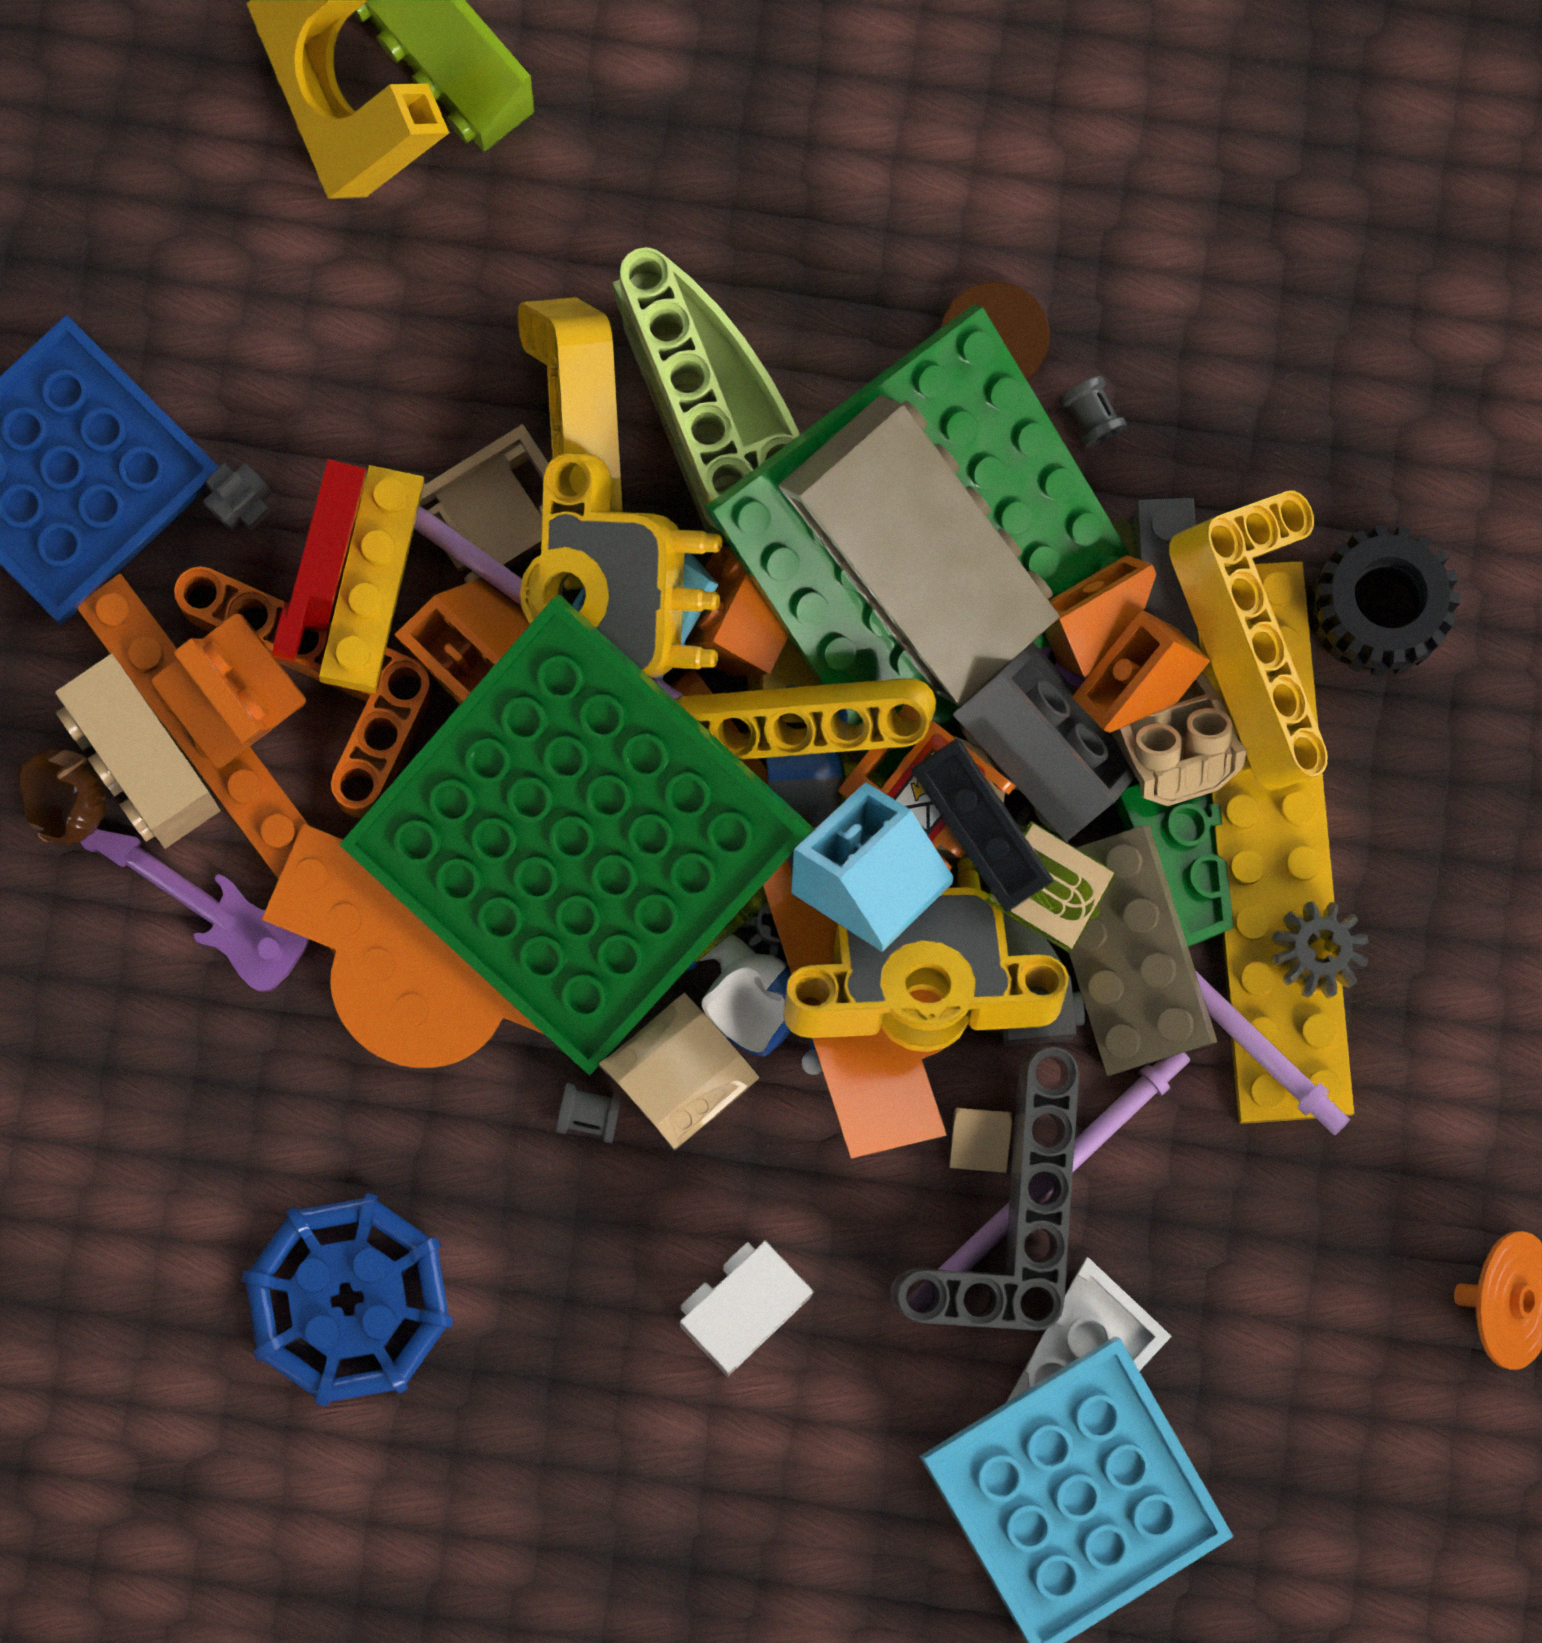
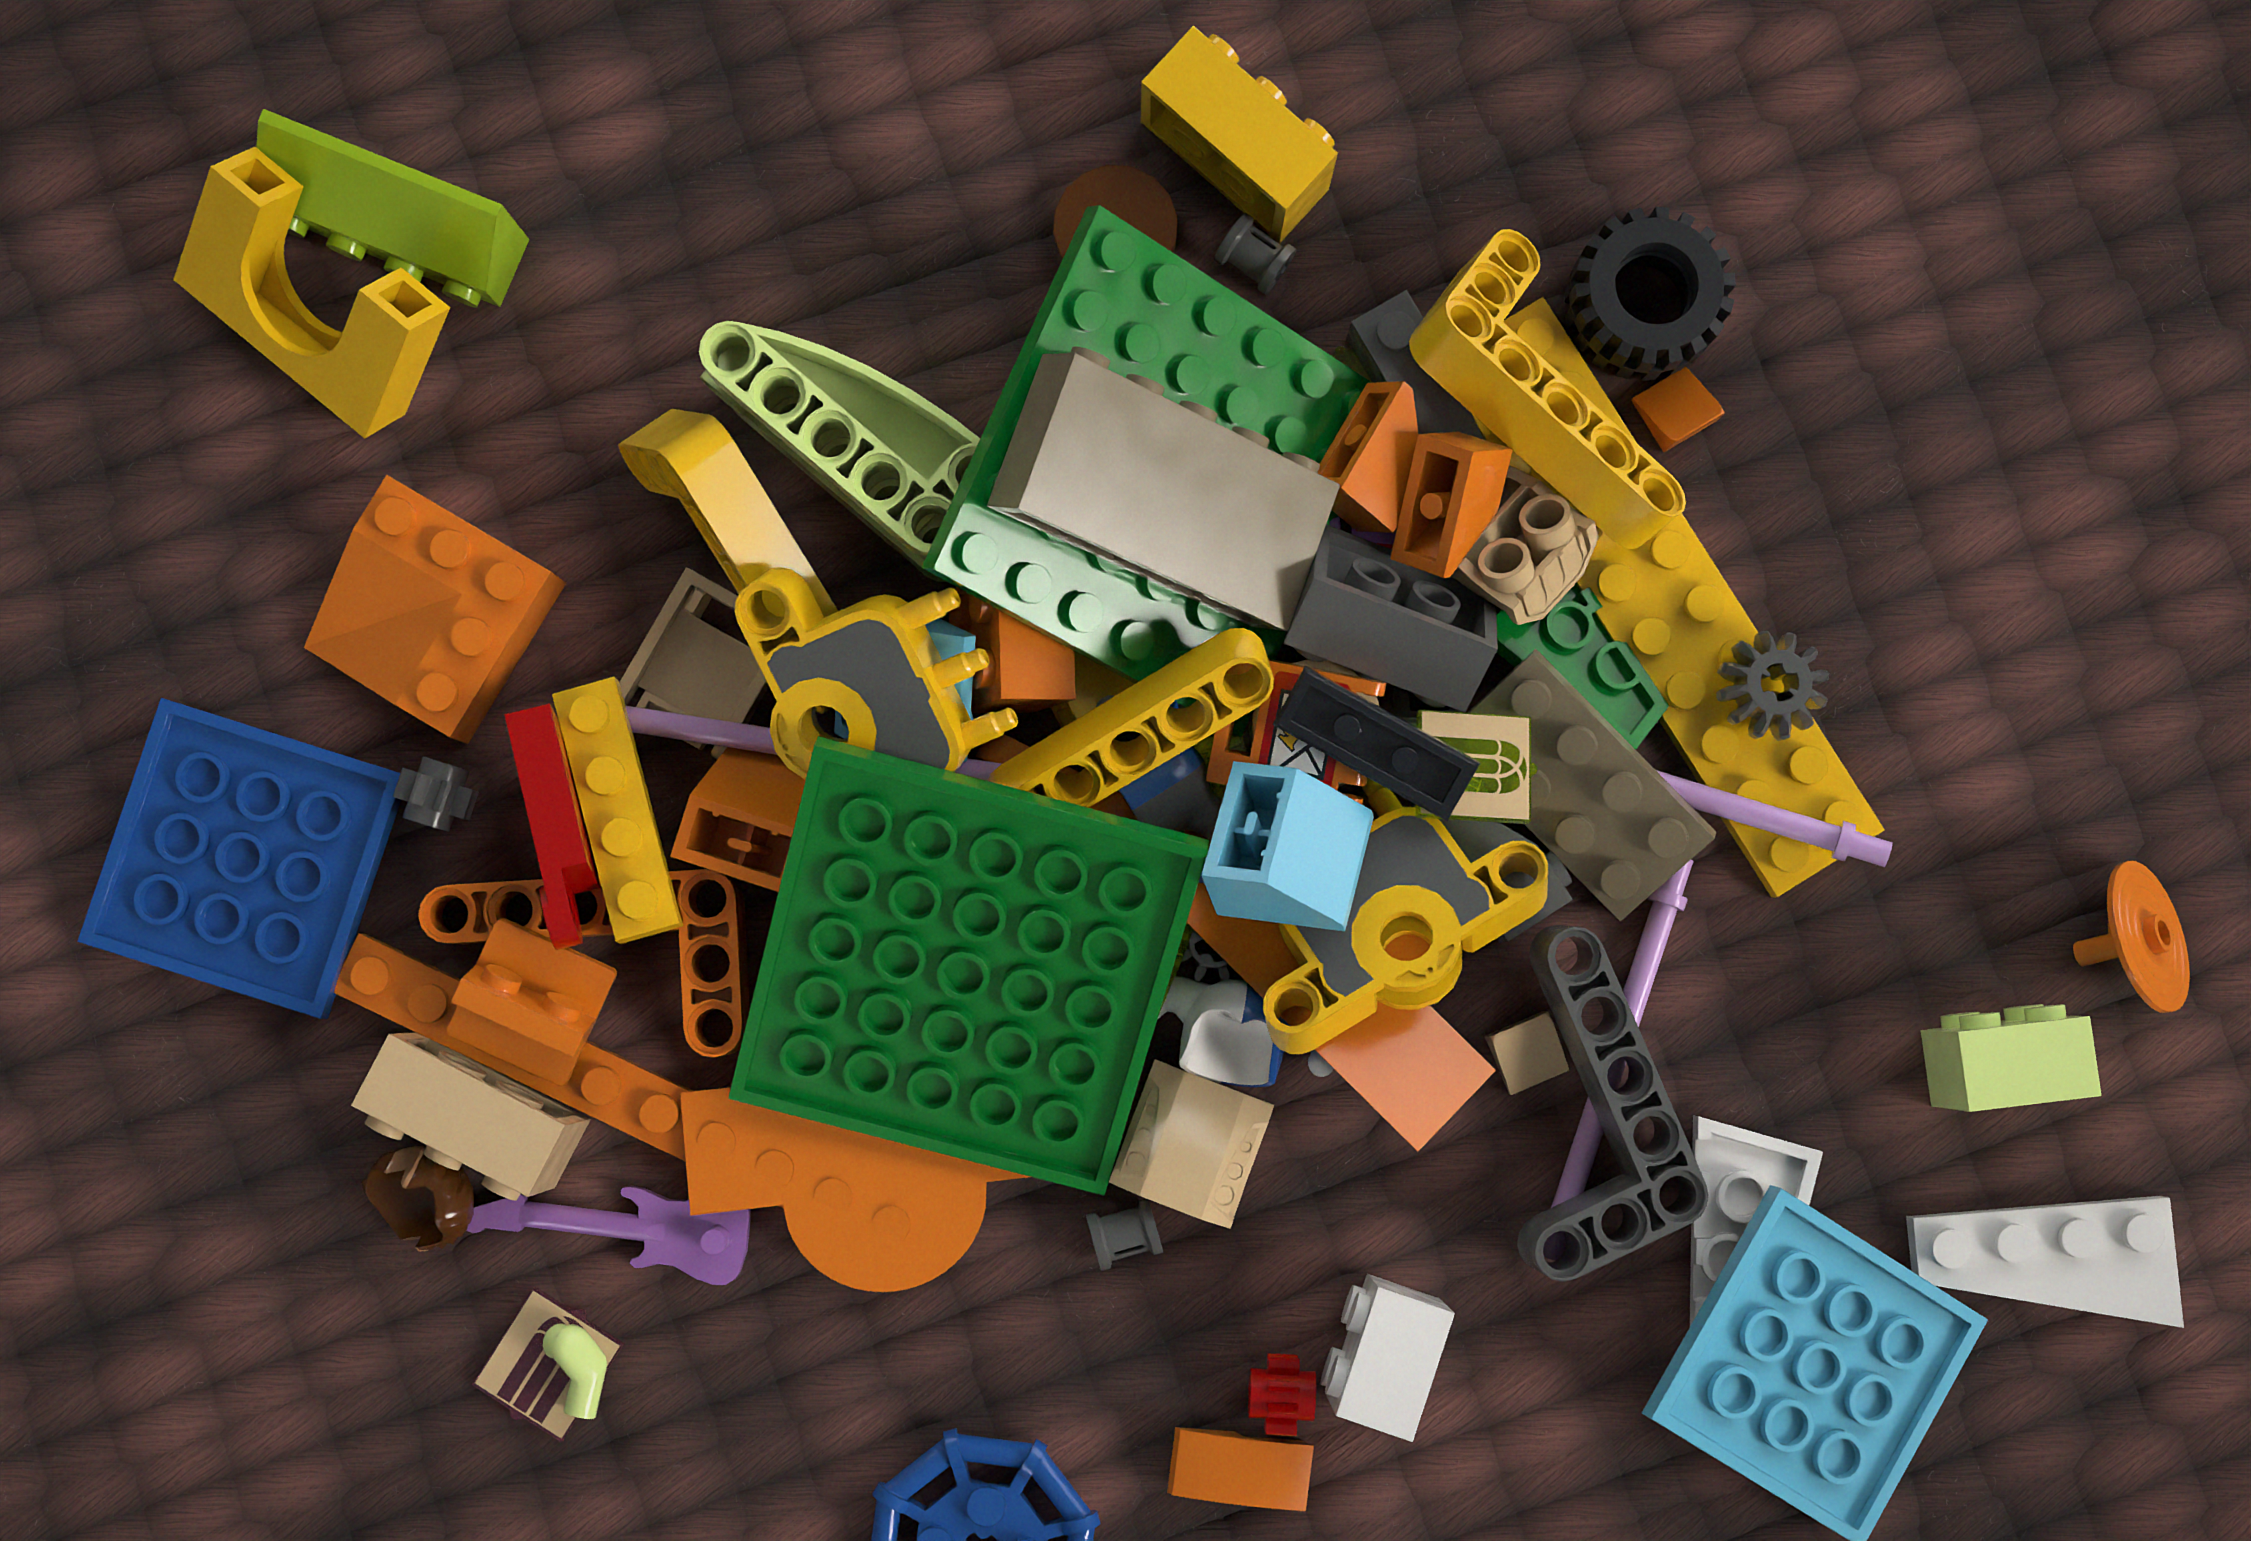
camera: 20 degrees left, 5 degrees up
(87, 981) = (525, 1377): none -> piece
(117, 991) = (582, 1362): none -> yellowish green arm
(308, 355) = (430, 610): none -> orange slope
(583, 1343) = (1240, 1469): none -> orange slope
(646, 1300) = (1282, 1394): none -> red gear
(1126, 312) = (1238, 132): none -> yellow brick
(1328, 1526) = (2068, 1255): none -> white wing
(1355, 1337) = (2012, 1062): none -> yellowish green brick
(1363, 703) = (1677, 408): none -> orange slope

